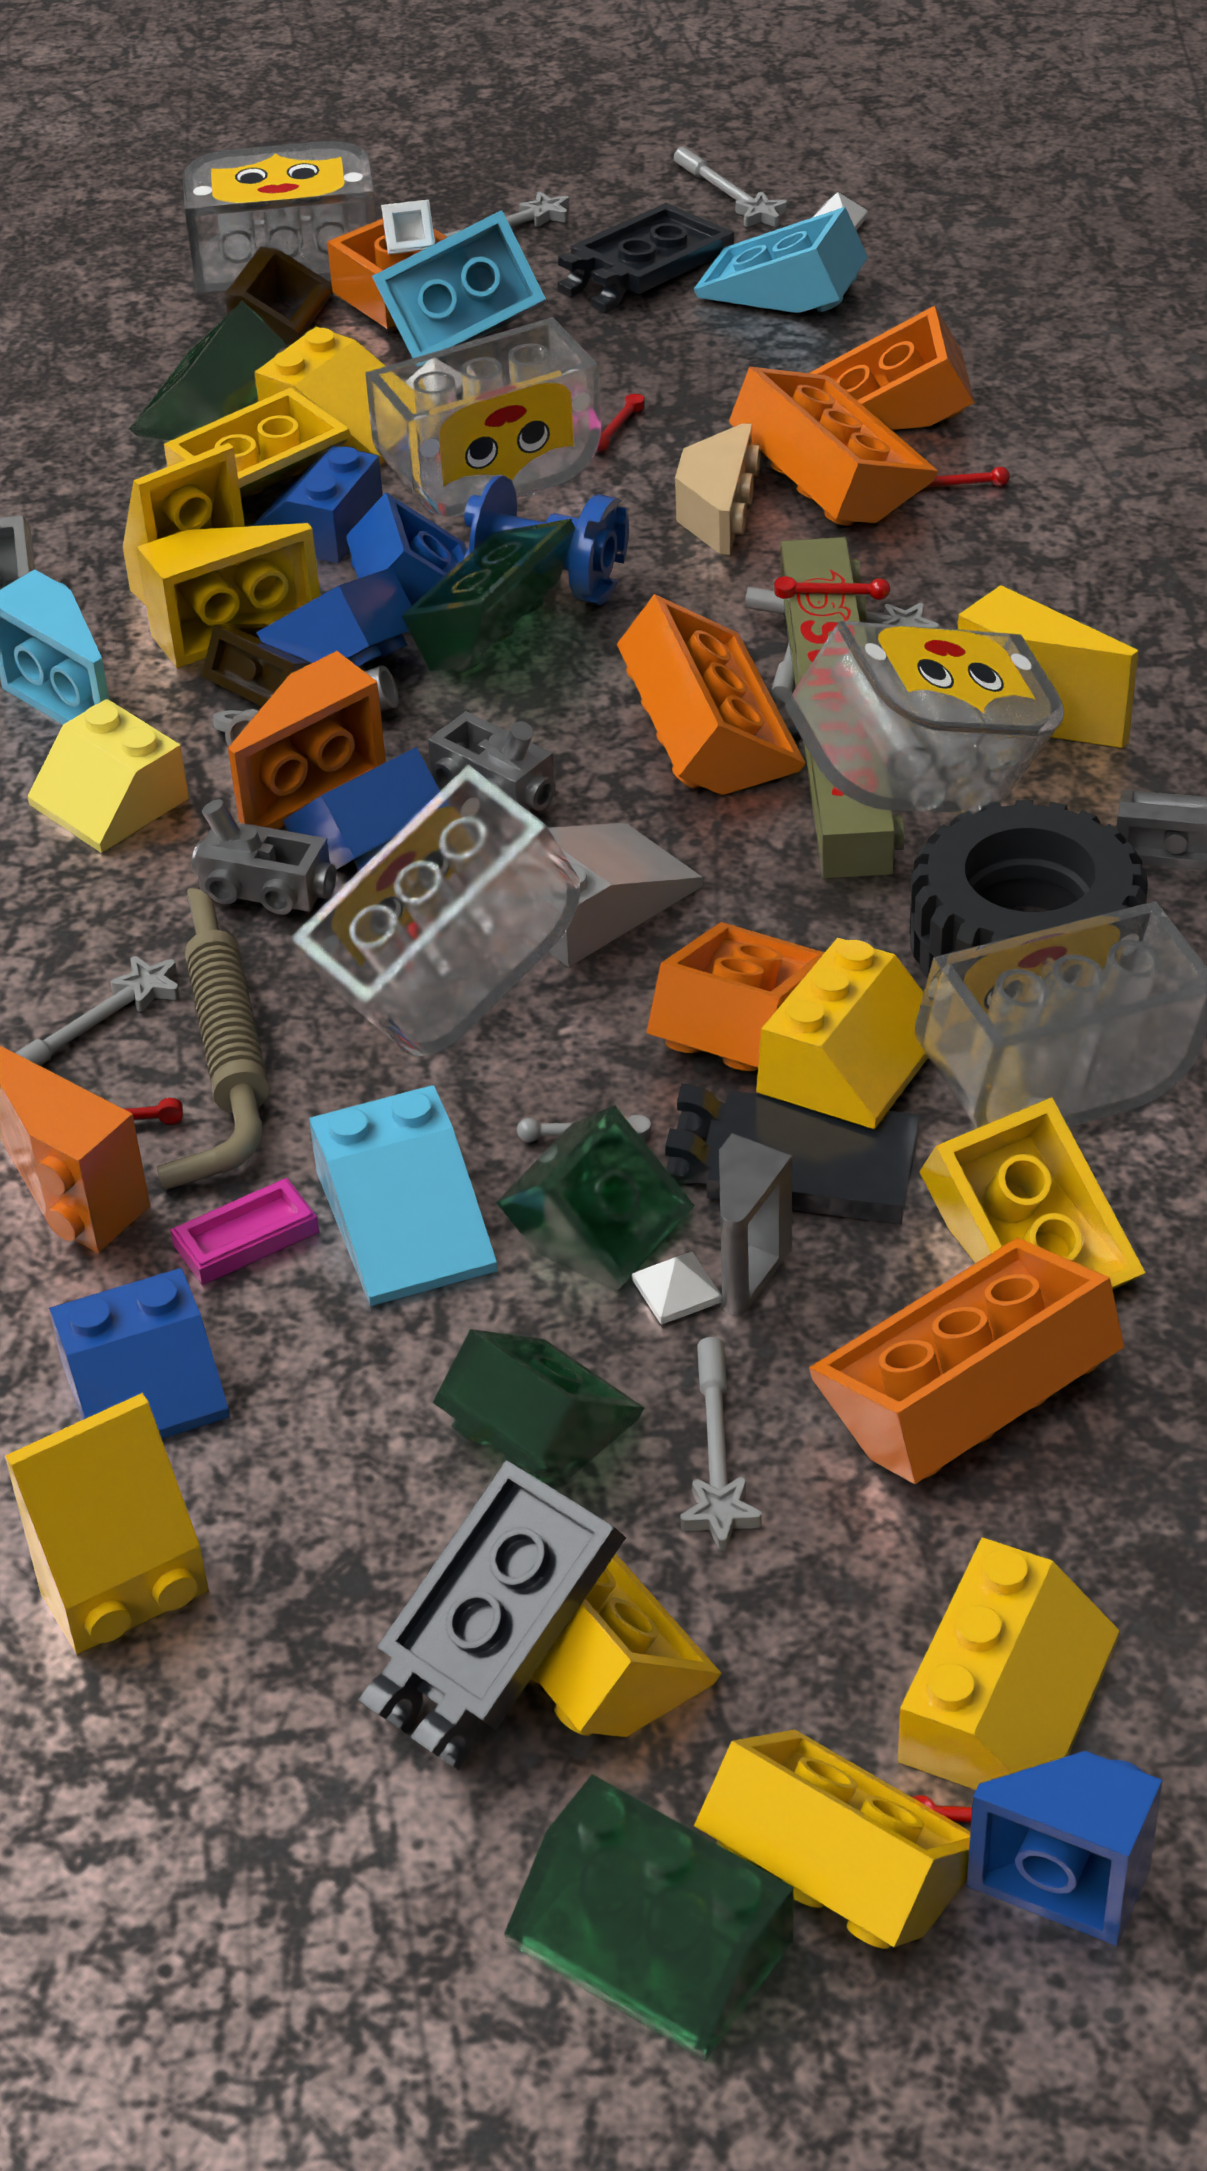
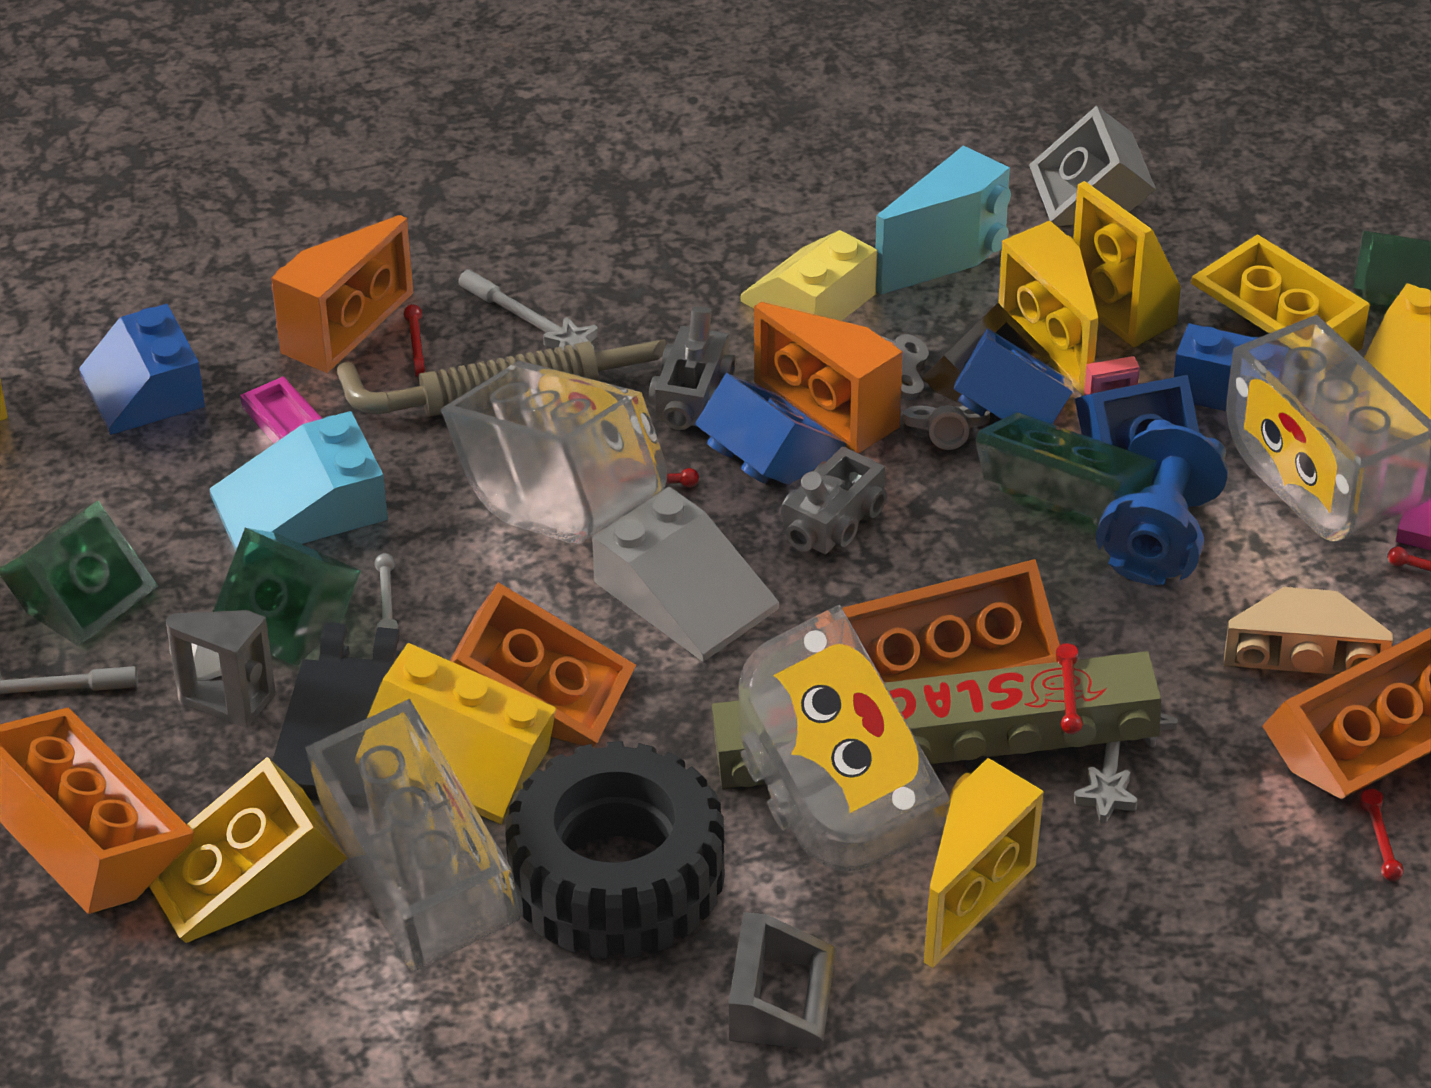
camera: 85 degrees right, 0 degrees up
(331, 567) = (1111, 375): none -> coral tile

